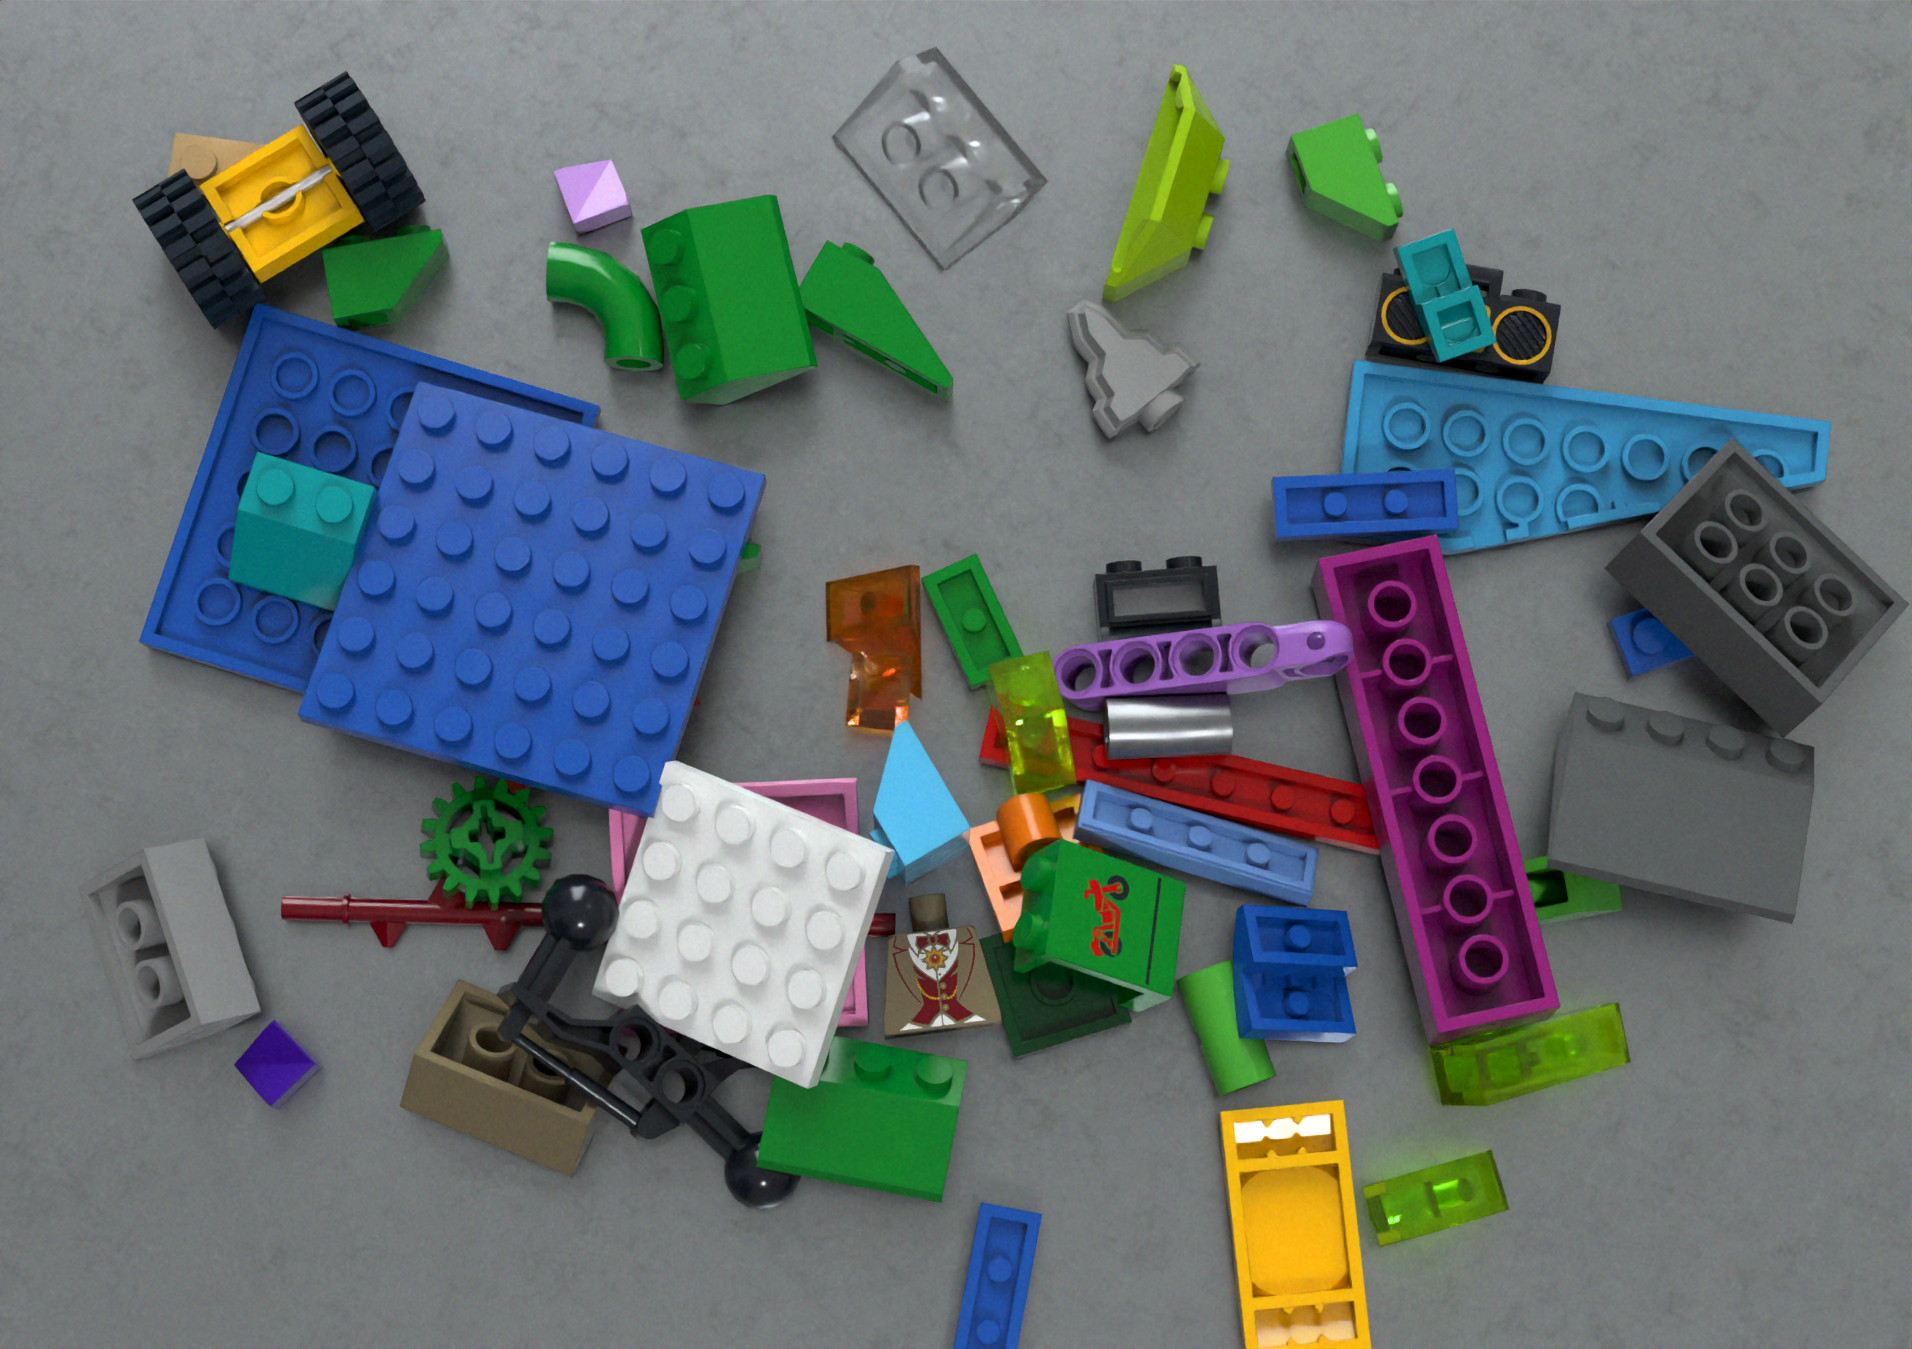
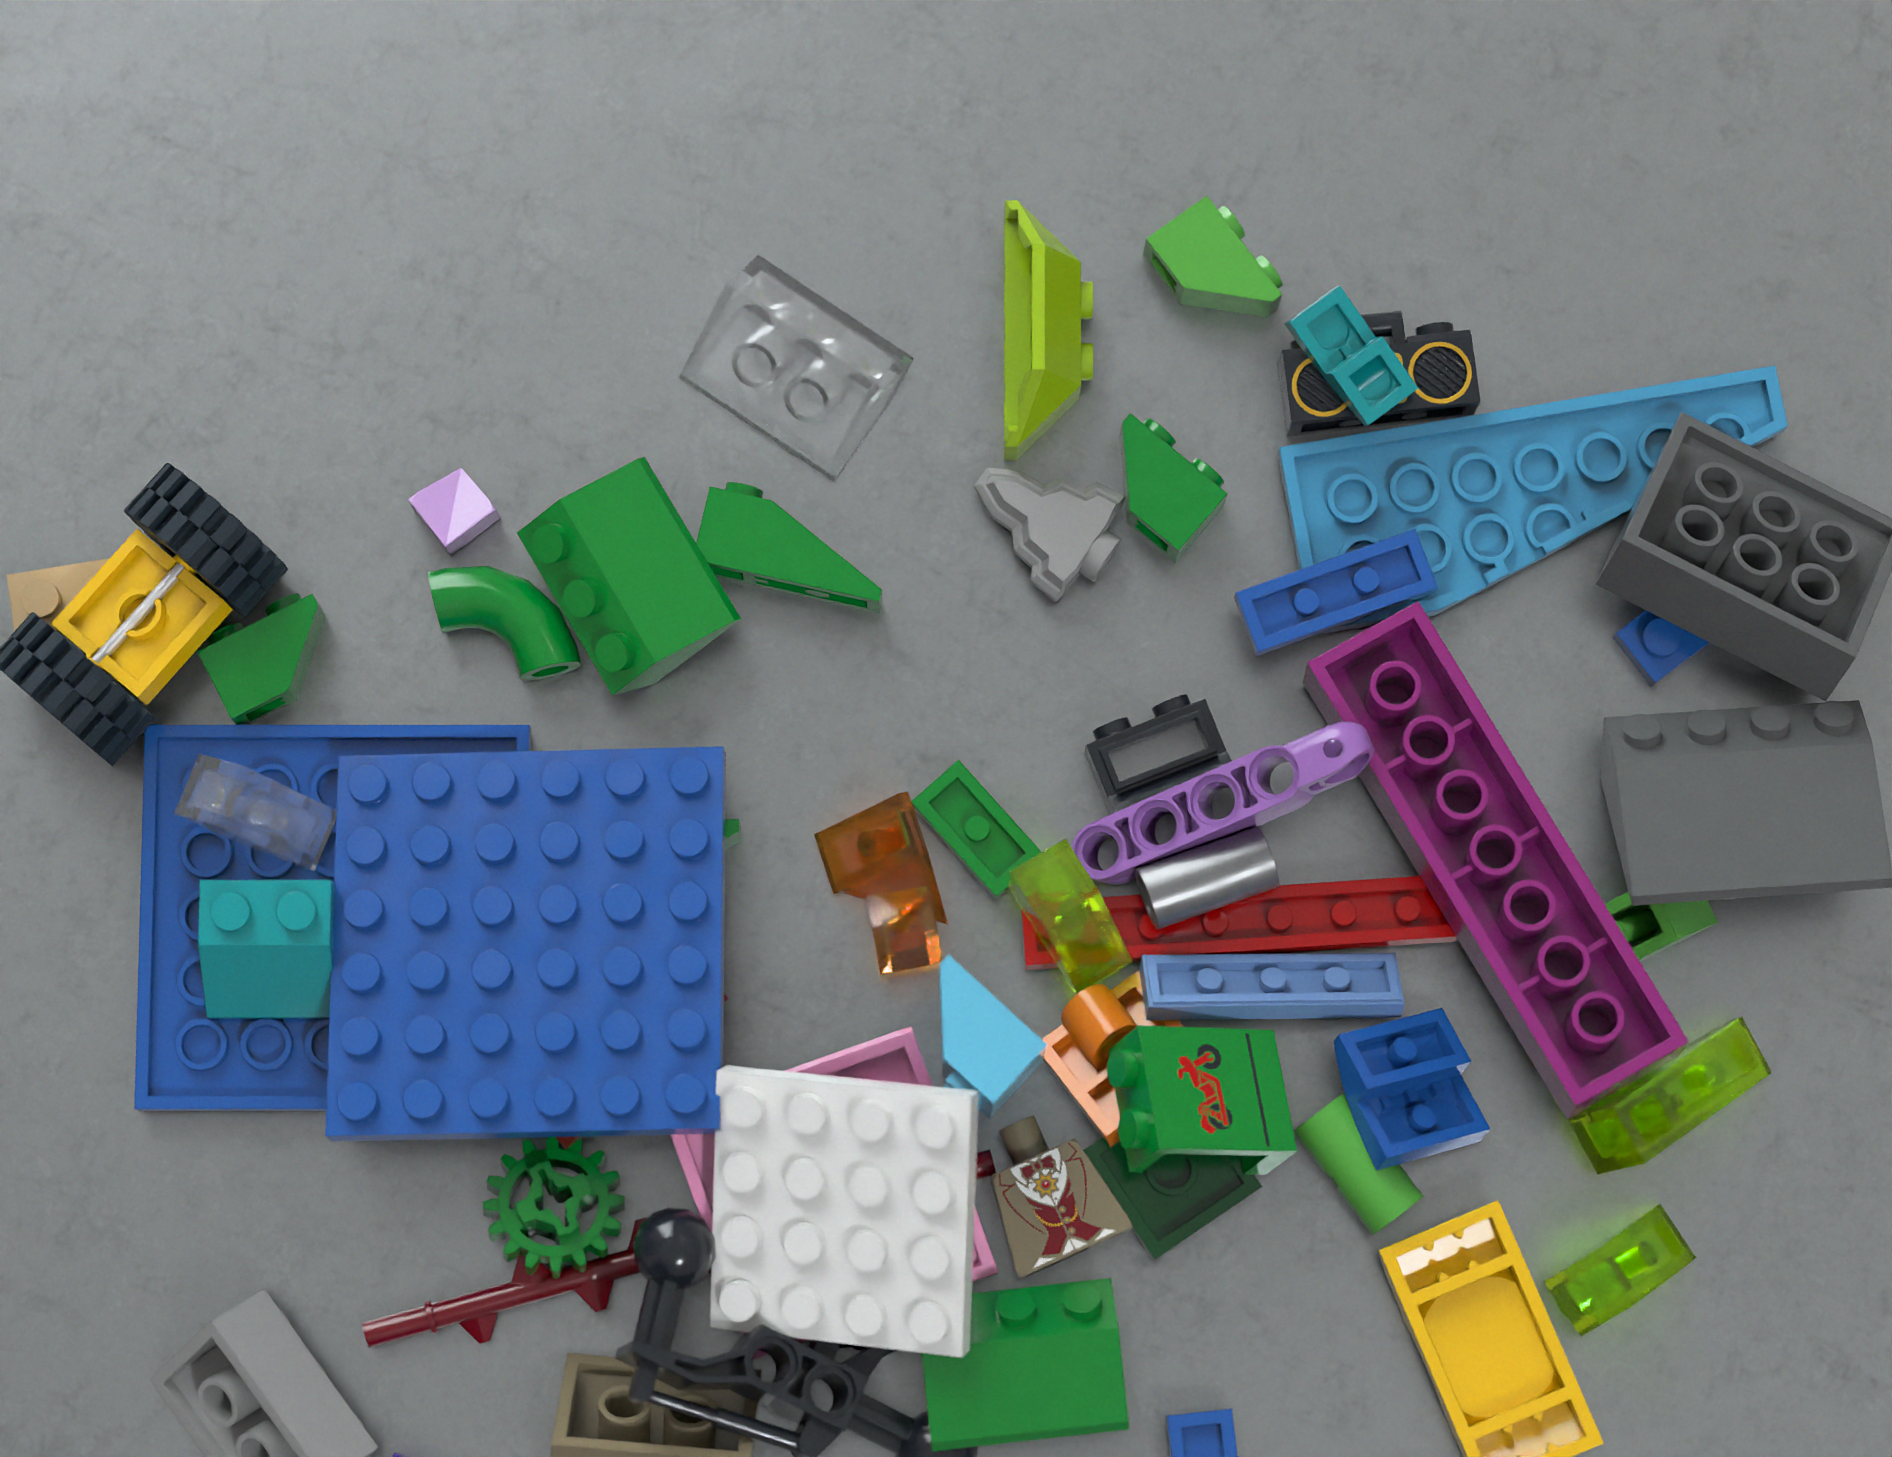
camera: 15 degrees left, 0 degrees up
(329, 407) = (256, 811): none -> clear slope
(1238, 371) = (1164, 492): none -> green slope

